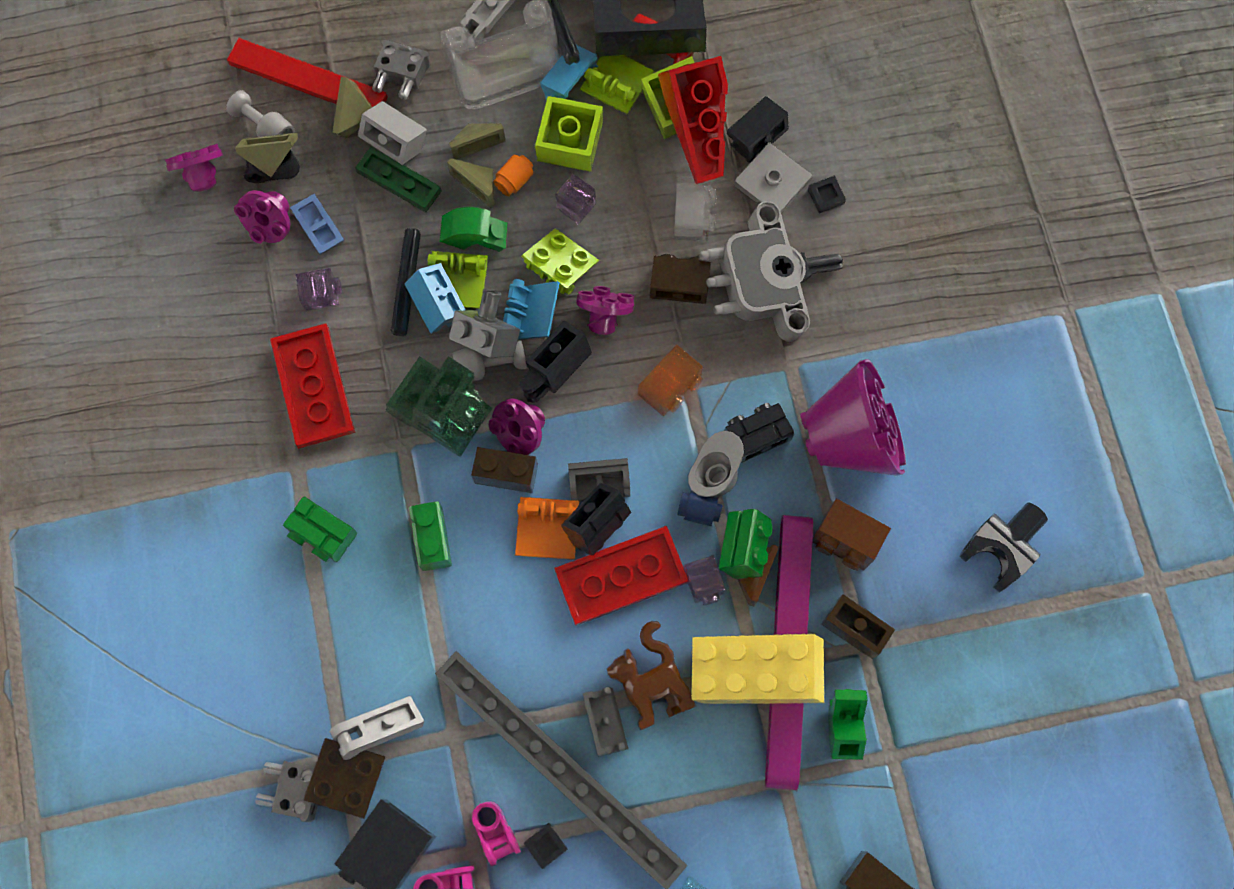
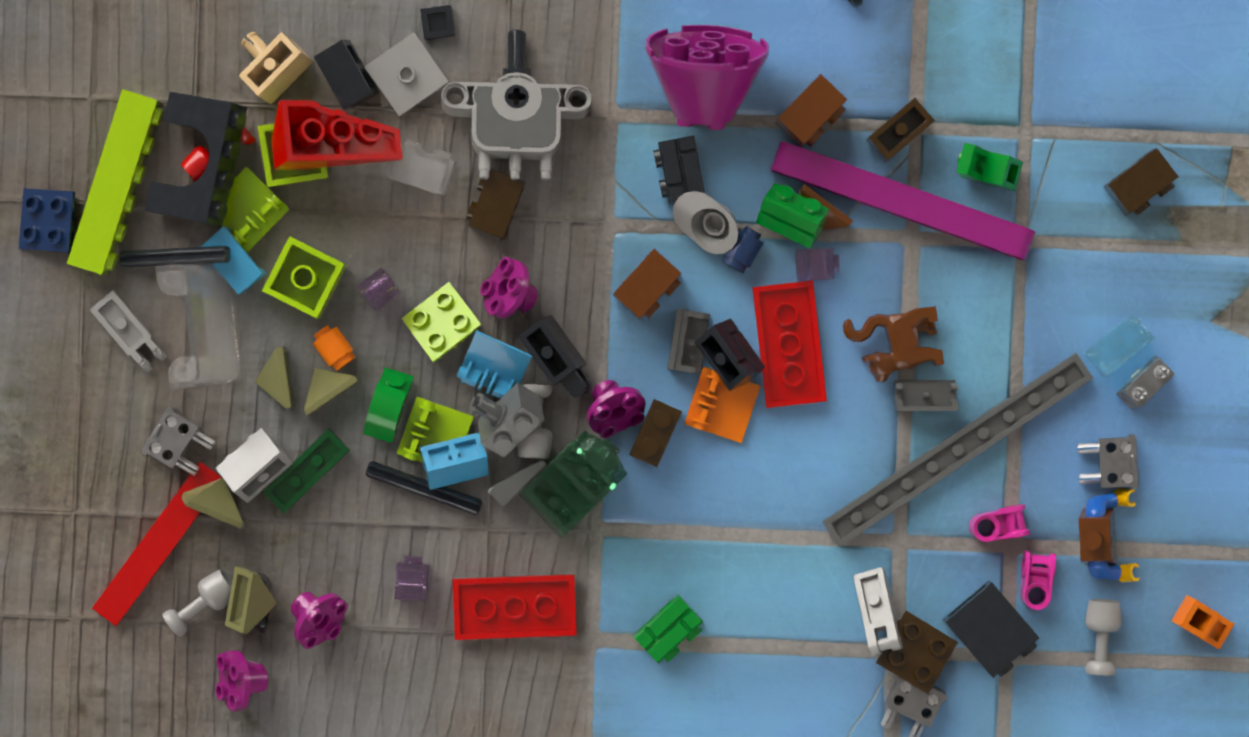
camera: 75 degrees left, 15 degrees up
(317, 224) = (334, 567): medium blue slope -> none
(417, 346) = (510, 487): none -> dark grey slope
(430, 536) = (704, 521): green brick -> none
(545, 846) = (1024, 479): black tile -> none
(642, 425) = (647, 284): none -> reddish brown brick
(670, 381) = (604, 243): clear orange brick -> none
(749, 67) = (273, 65): none -> tan brick
(758, 669) = (919, 239): light yellow brick -> none

